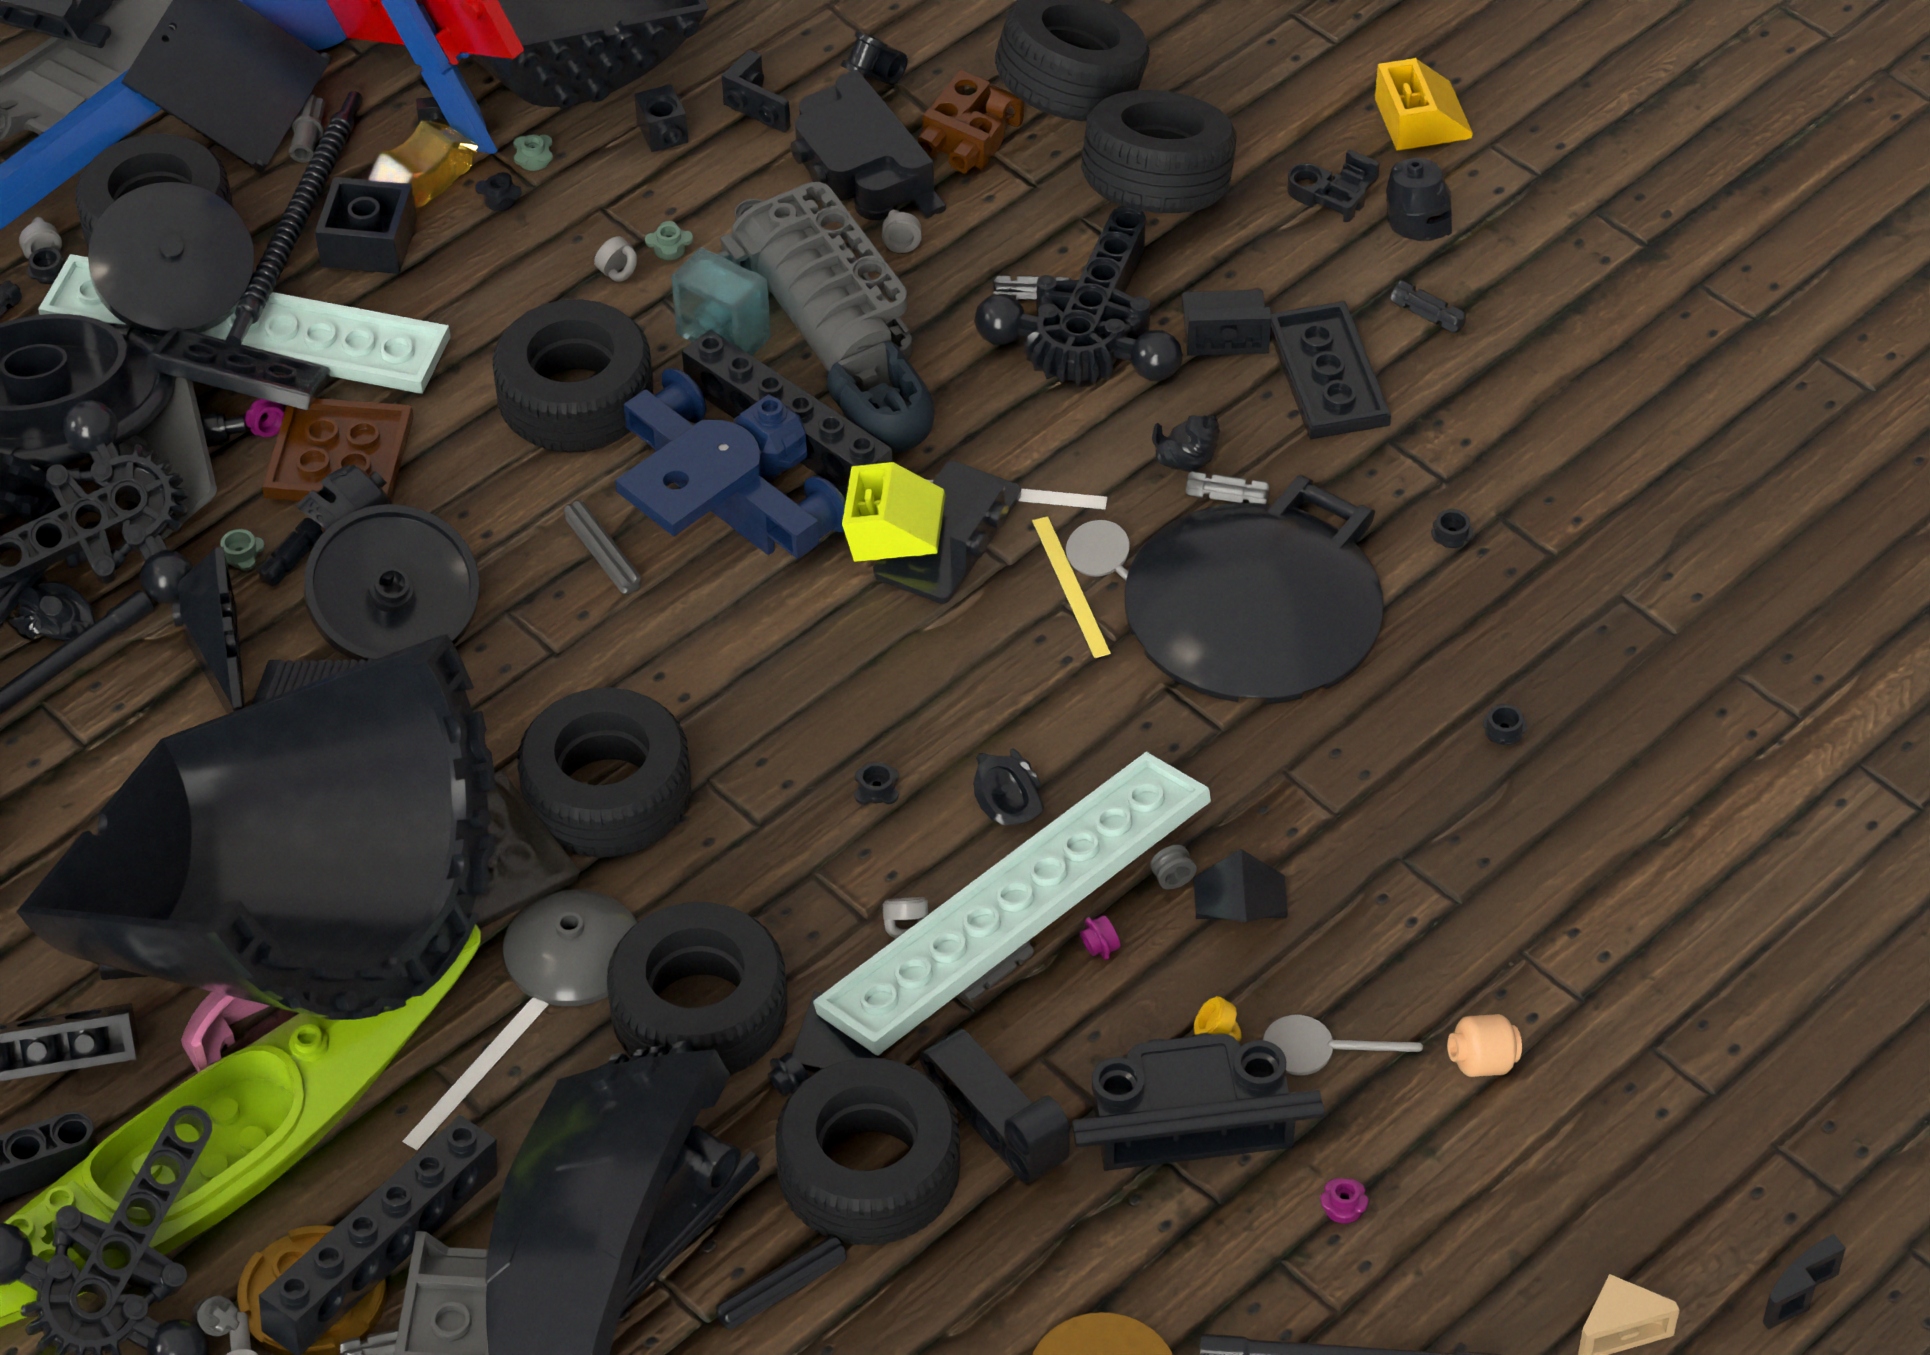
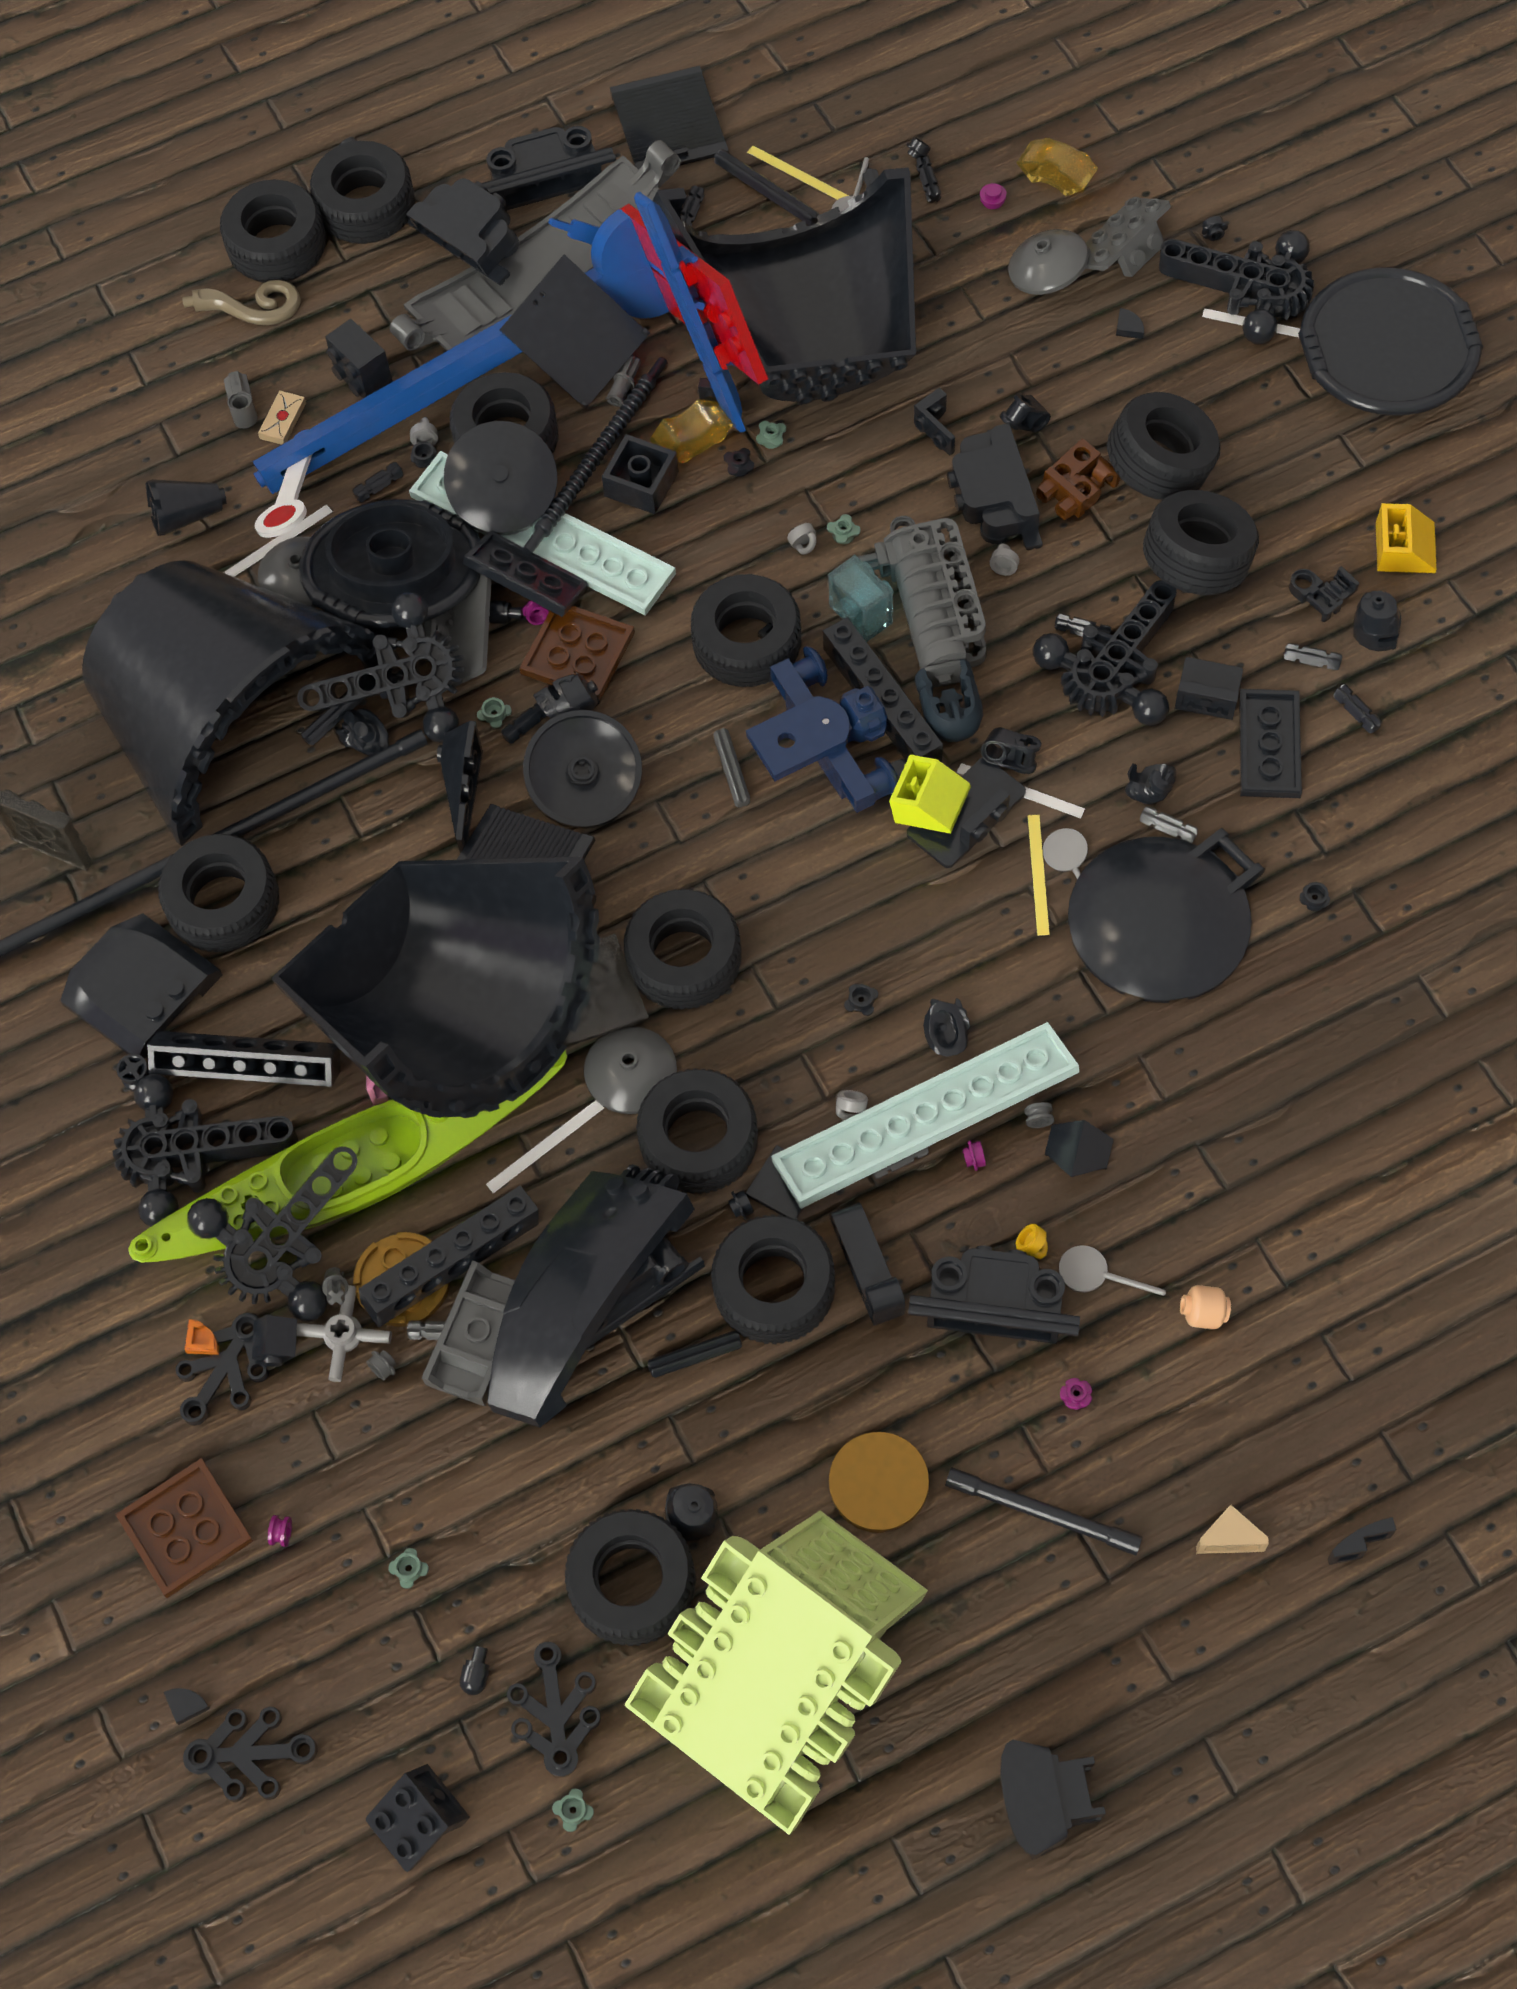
camera: 20 degrees right, 15 degrees up
(661, 118) = (865, 428): black brick -> none
(990, 443) = (1013, 750): none -> black piece
(1348, 260) = (1313, 656): none -> axle
(1504, 724) = (1304, 1055): black plate -> none

